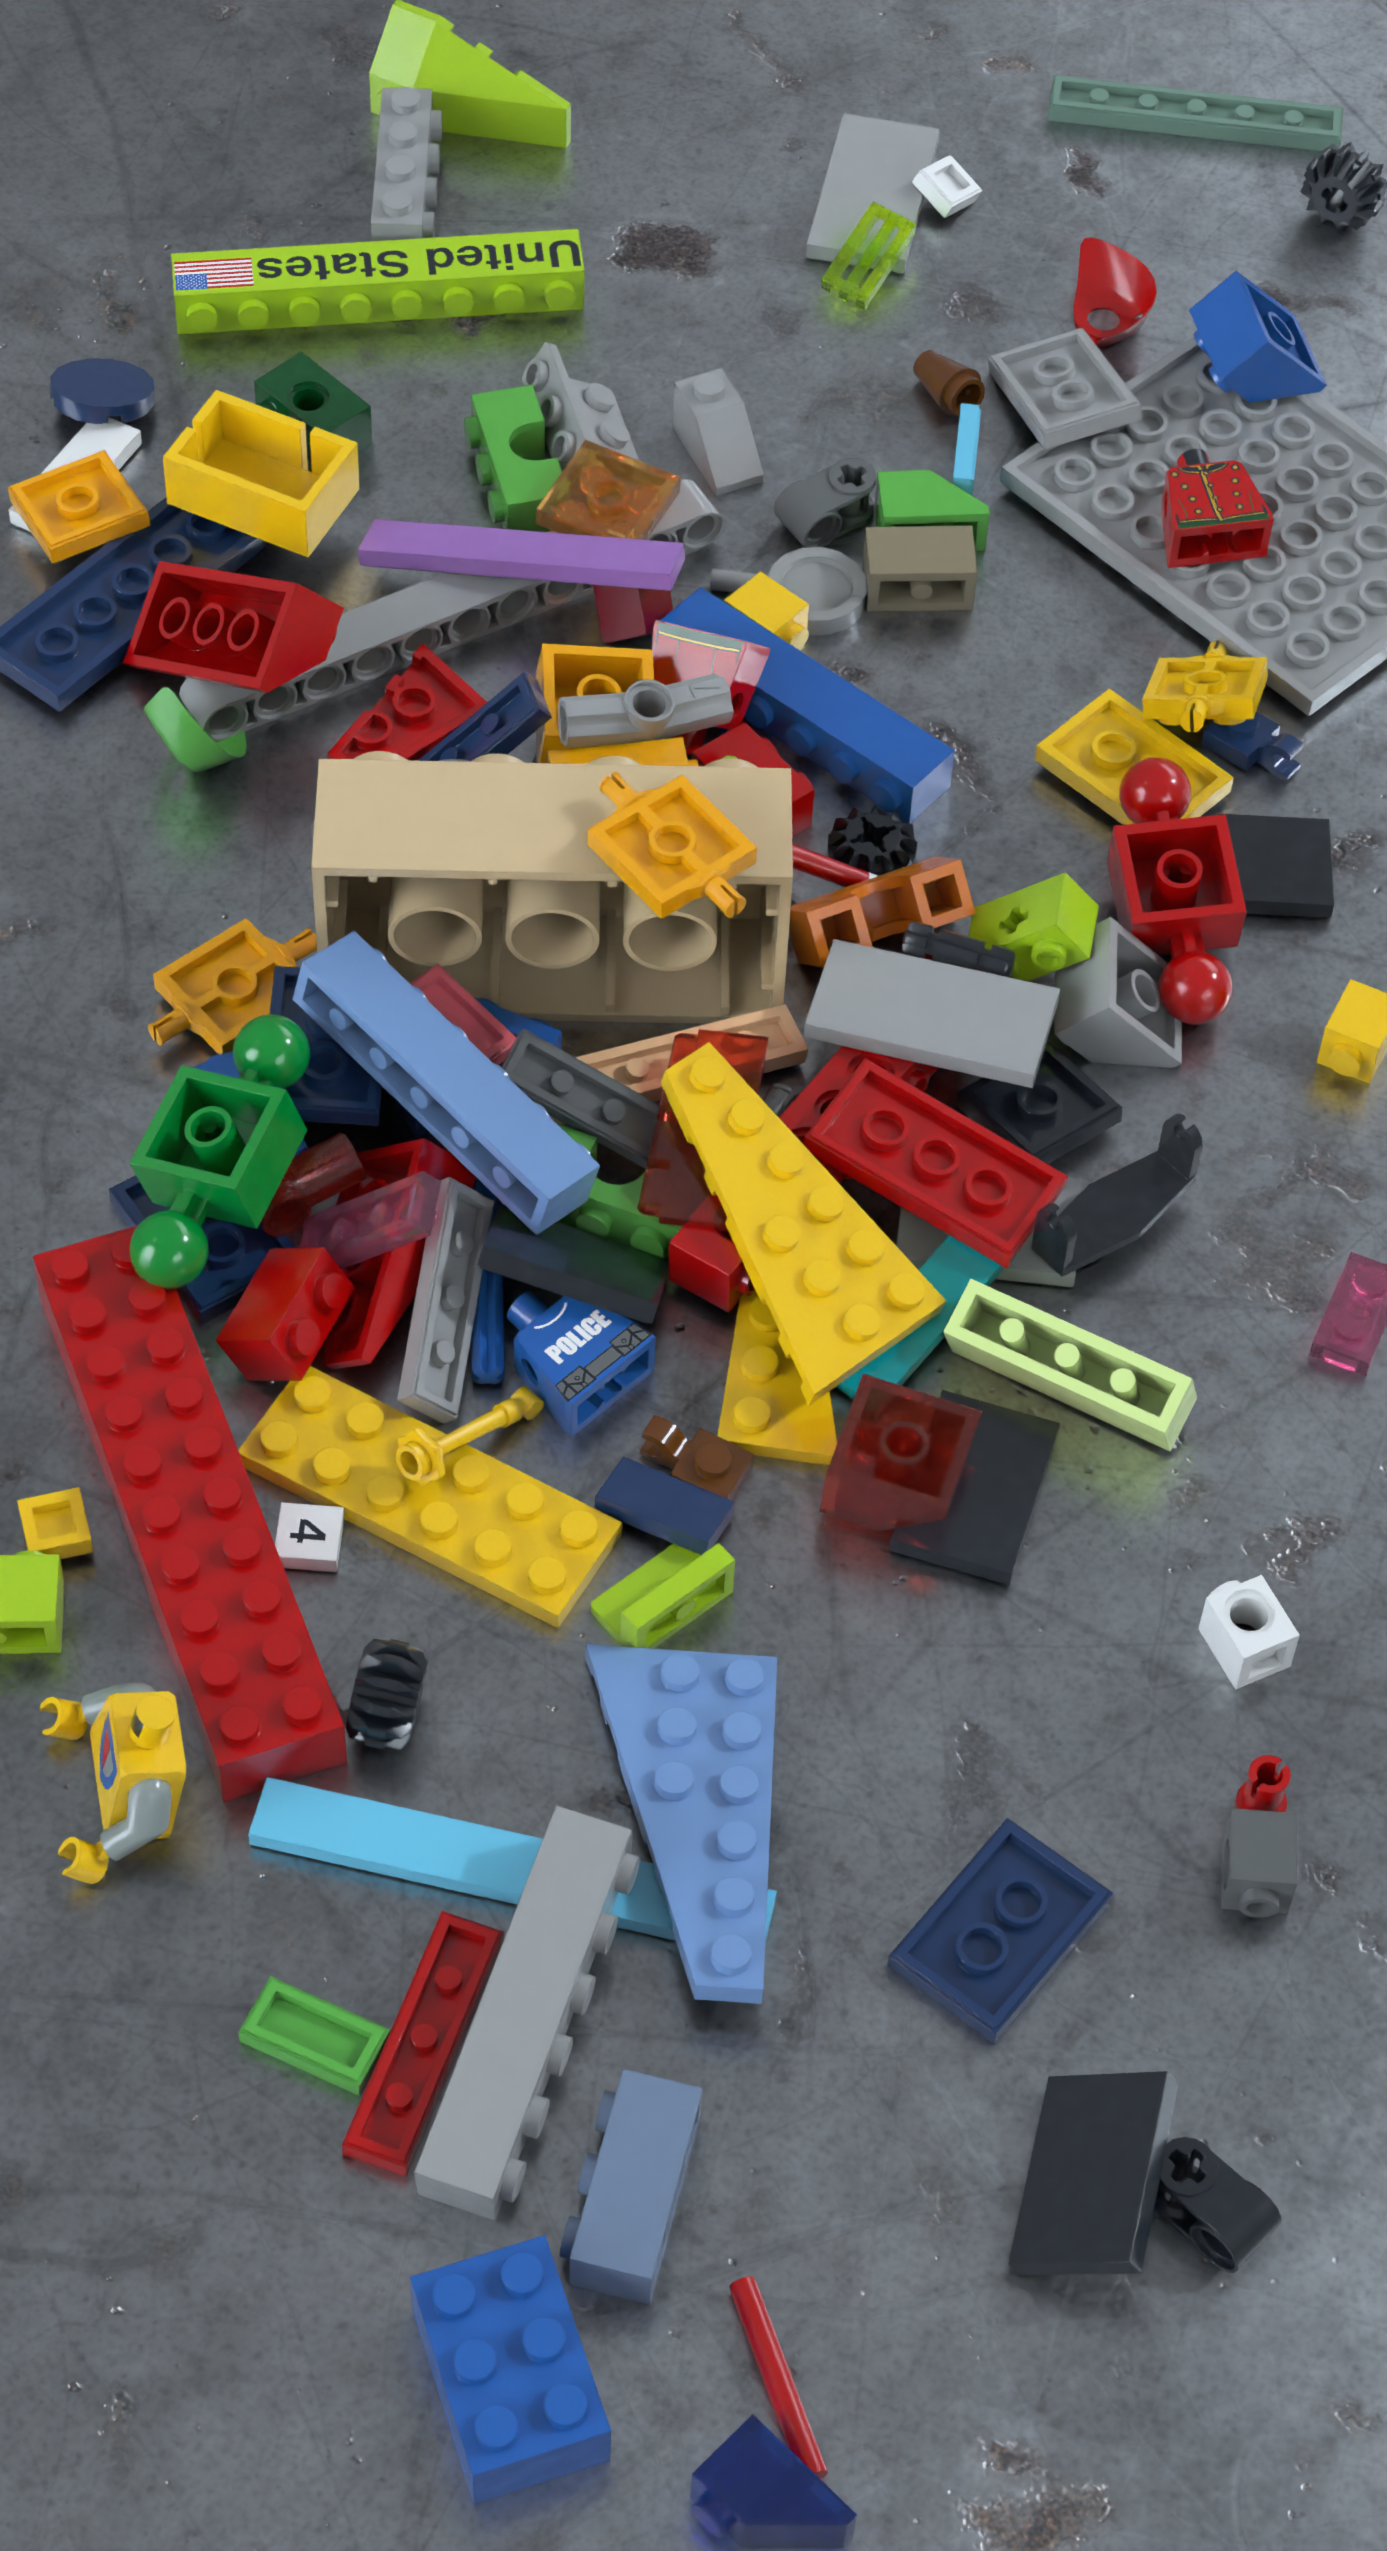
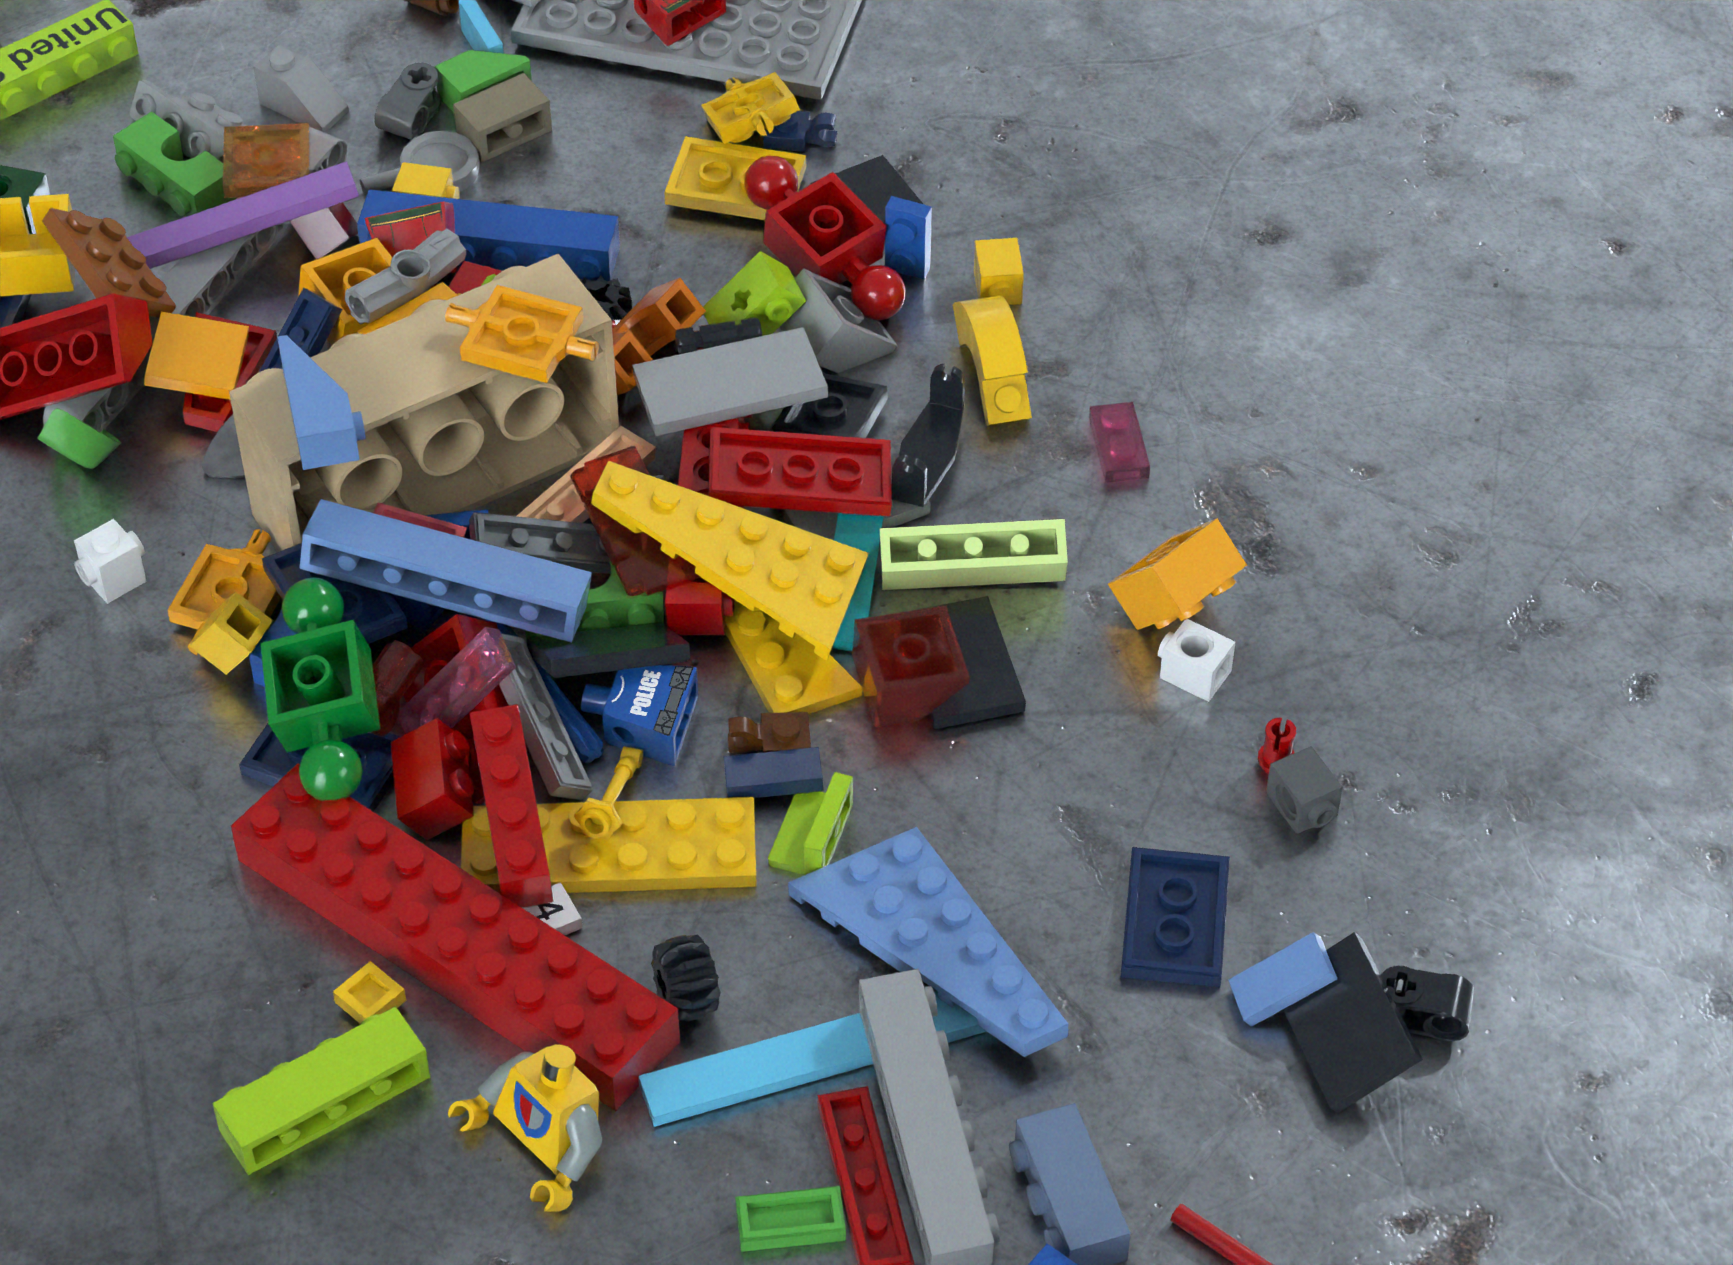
camera: 30 degrees left, 5 degrees down
(134, 887) = (110, 560): none -> white brick
(188, 1035) = (231, 633): none -> yellow brick
(330, 1394) = (511, 806): none -> red brick
(345, 543) = (107, 258): none -> dark orange plate
(378, 839) = (320, 411): none -> medium blue slope
(379, 694) = (196, 355): none -> light orange tile
(1057, 2078) = (1282, 979): none -> medium blue tile
(1271, 1136) = (998, 355): none -> yellow arch
(1272, 937) = (908, 237): none -> blue plate
(1288, 1518) = (1178, 576): none -> light orange brick

